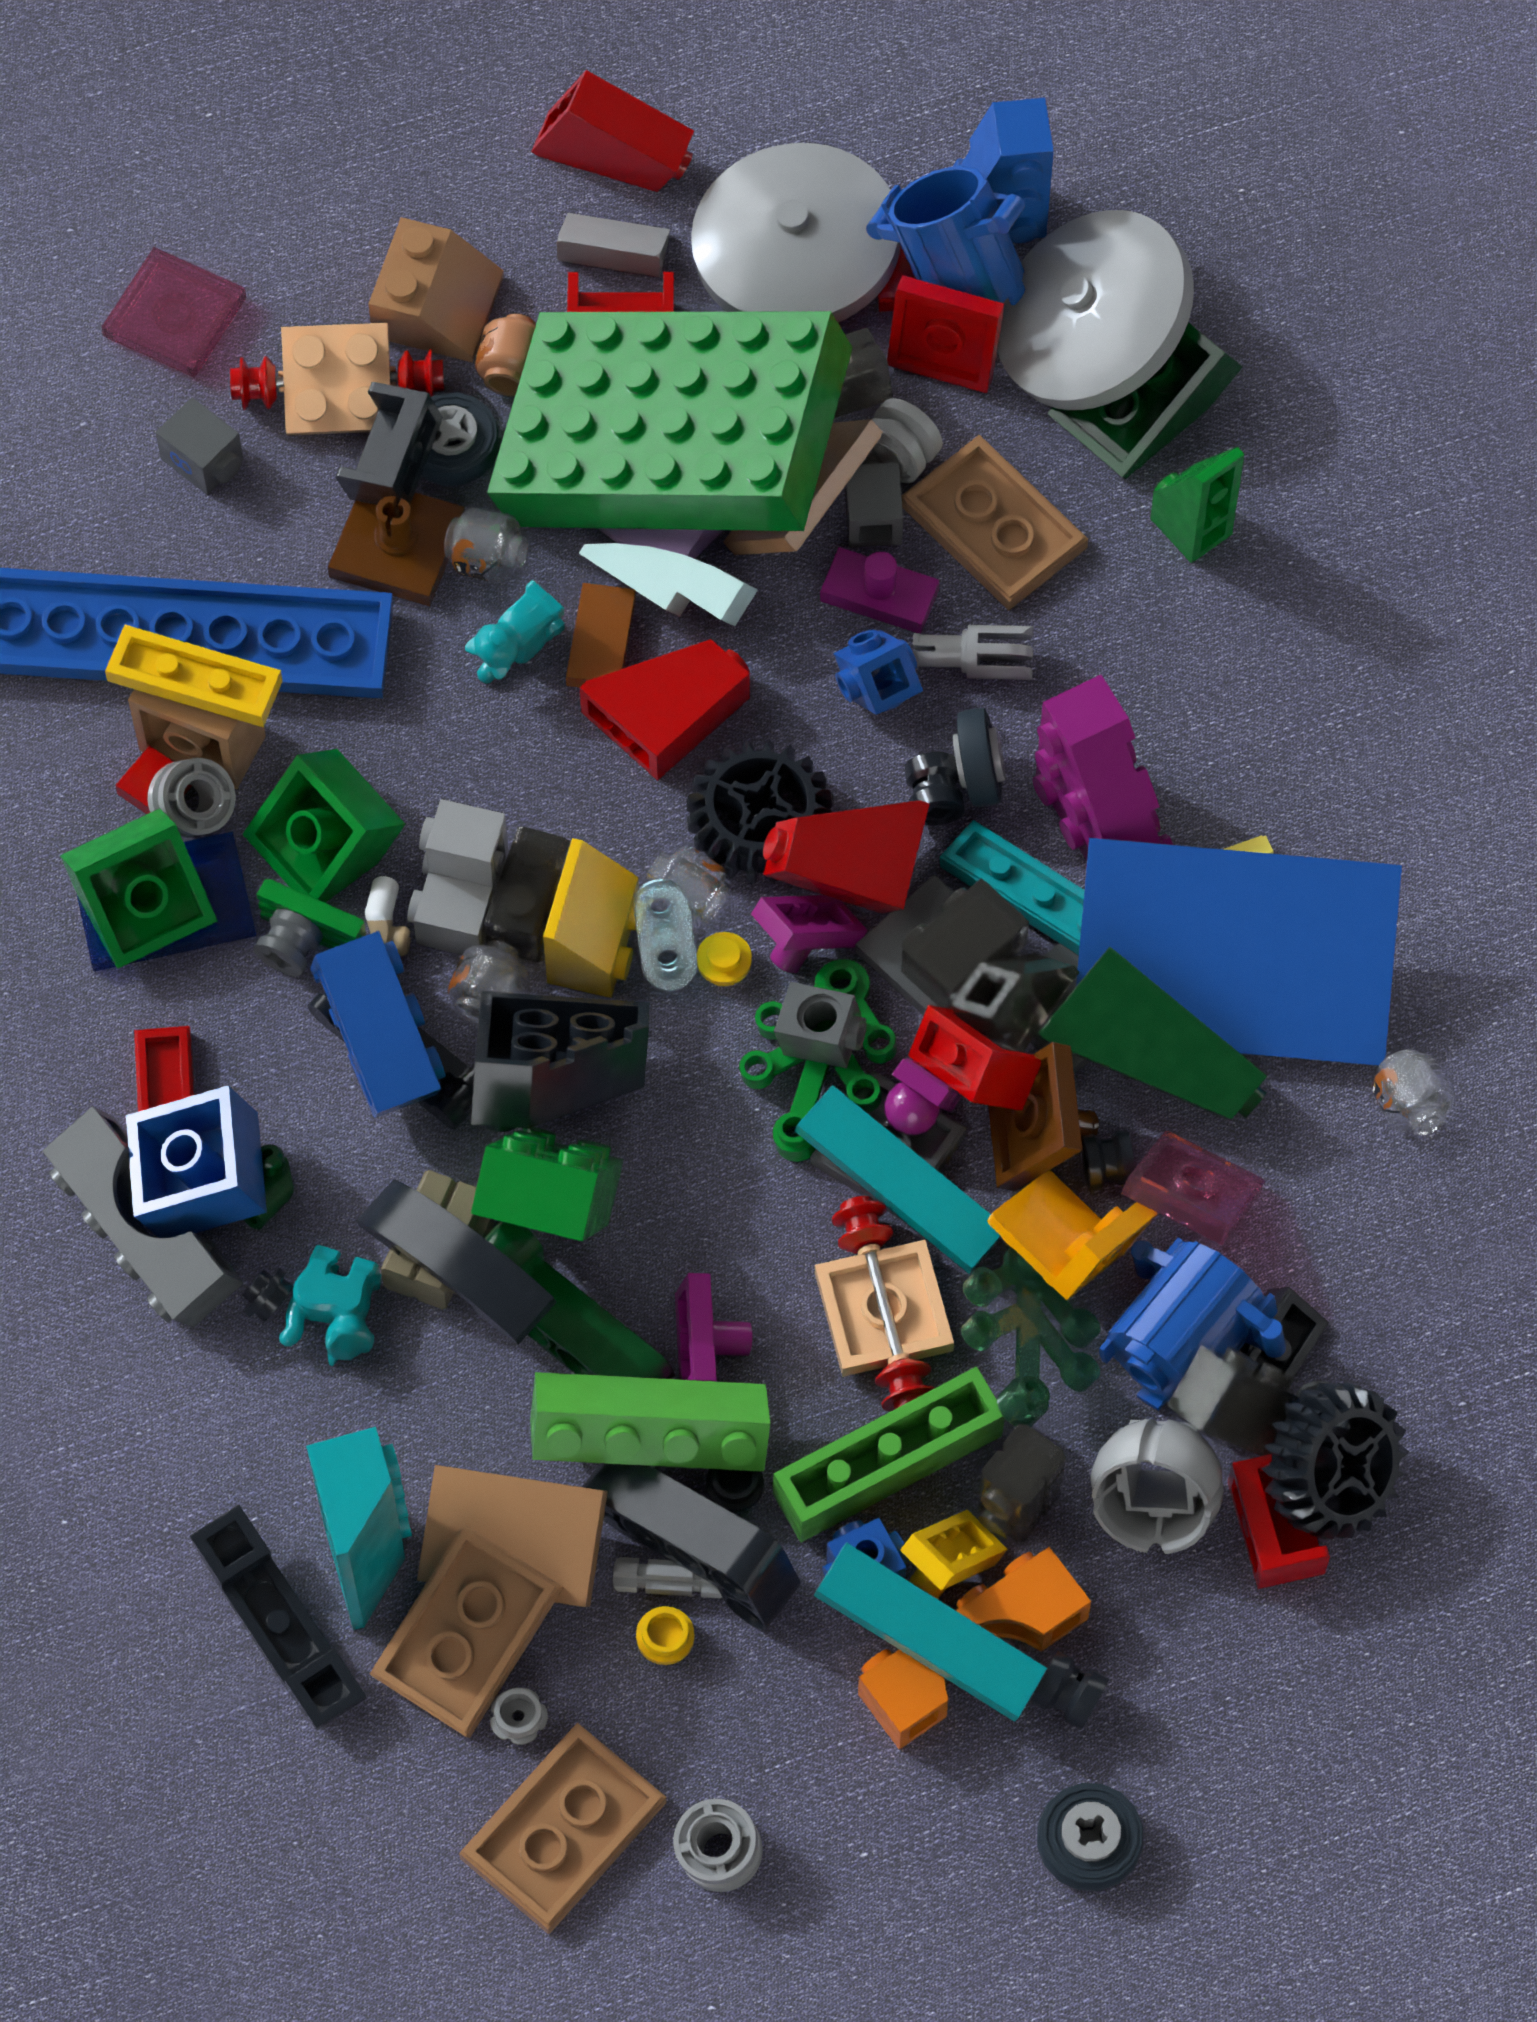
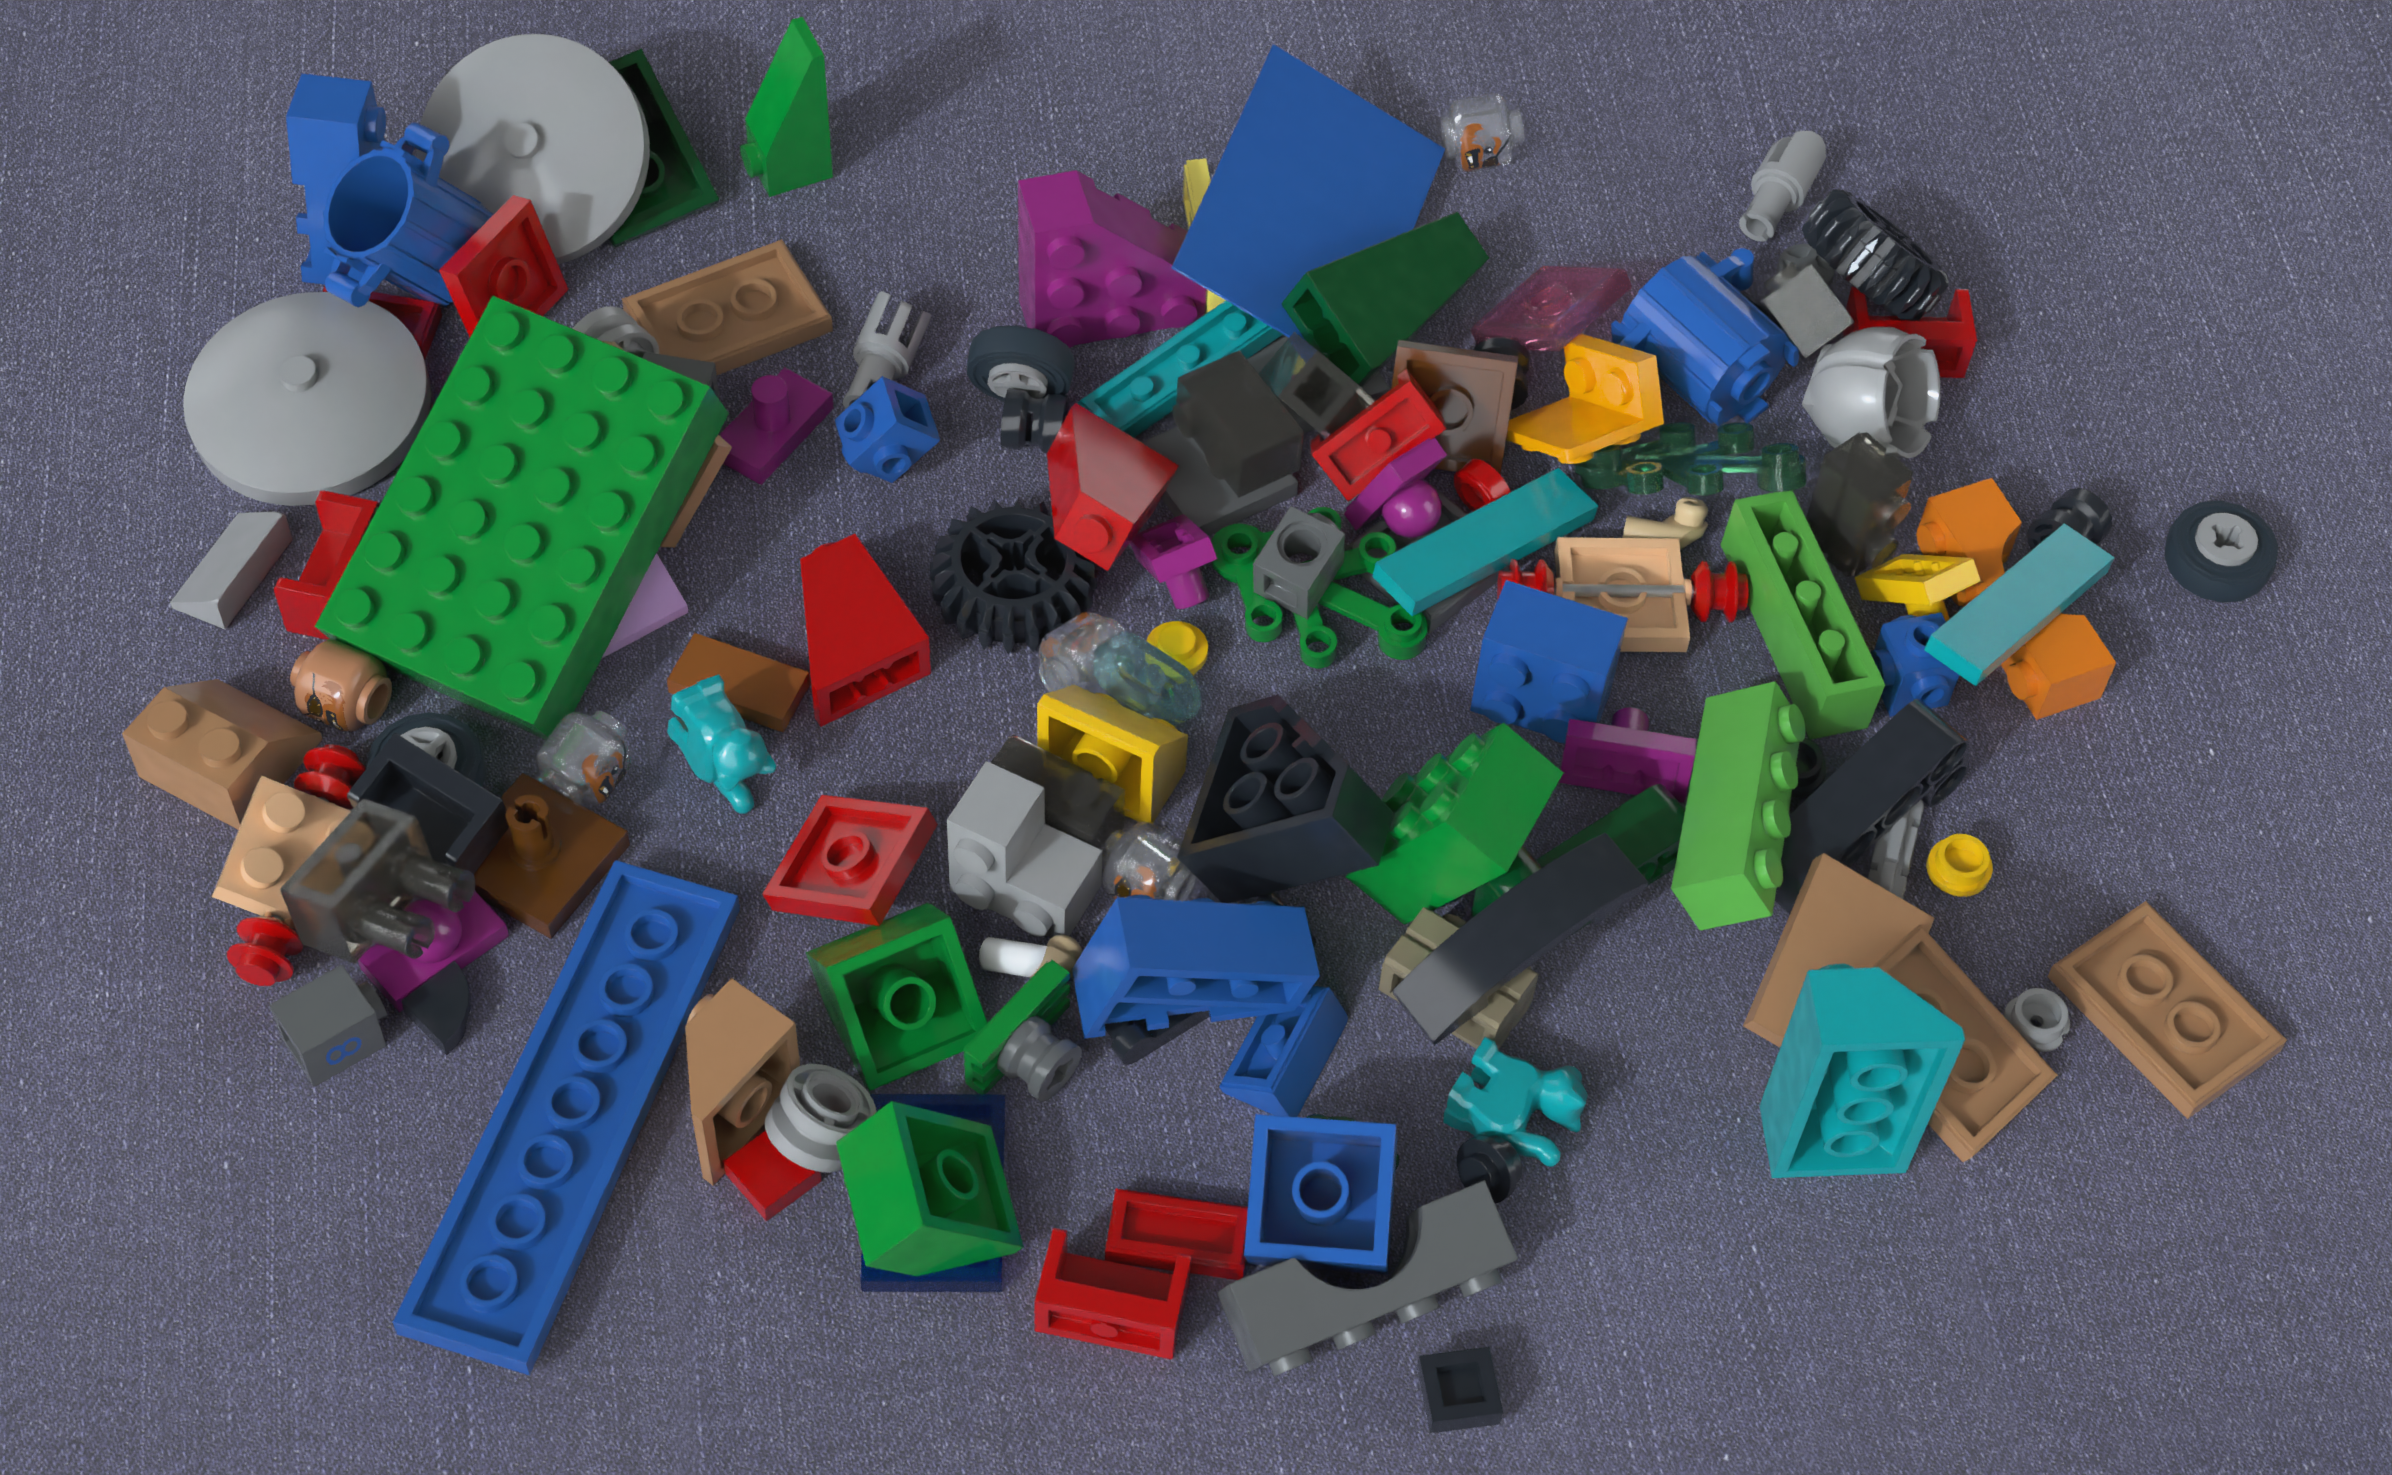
camera: 80 degrees left, 10 degrees down
(67, 1307) = (1459, 1390): none -> black plate
(94, 1041) = (1110, 1301): none -> red panel
(174, 312) = (116, 1027): clear pink tile -> none
(194, 675) = (705, 1030): yellow plate -> none
(242, 519) = (441, 1007): none -> black tile
(276, 1618) = (1907, 1235): black slope -> none
(295, 495) = (457, 938): none -> magenta tile
(302, 420) = (362, 881): none -> clear smoke brick
(344, 1129) = (1286, 1054): none -> blue slope
(432, 757) = (850, 859): none -> red plate
(614, 135) = (96, 527): red slope -> none
(673, 579) = (704, 586): light aqua slope -> none
(702, 1823) = (2223, 839): light grey wheel -> none
(758, 1245) = (1546, 661): none -> blue brick
(969, 1167) = (1479, 484): none -> red tile
(987, 1361) = (1686, 524): none -> tan arm
(1440, 1377) = (1782, 182): none -> light grey arm

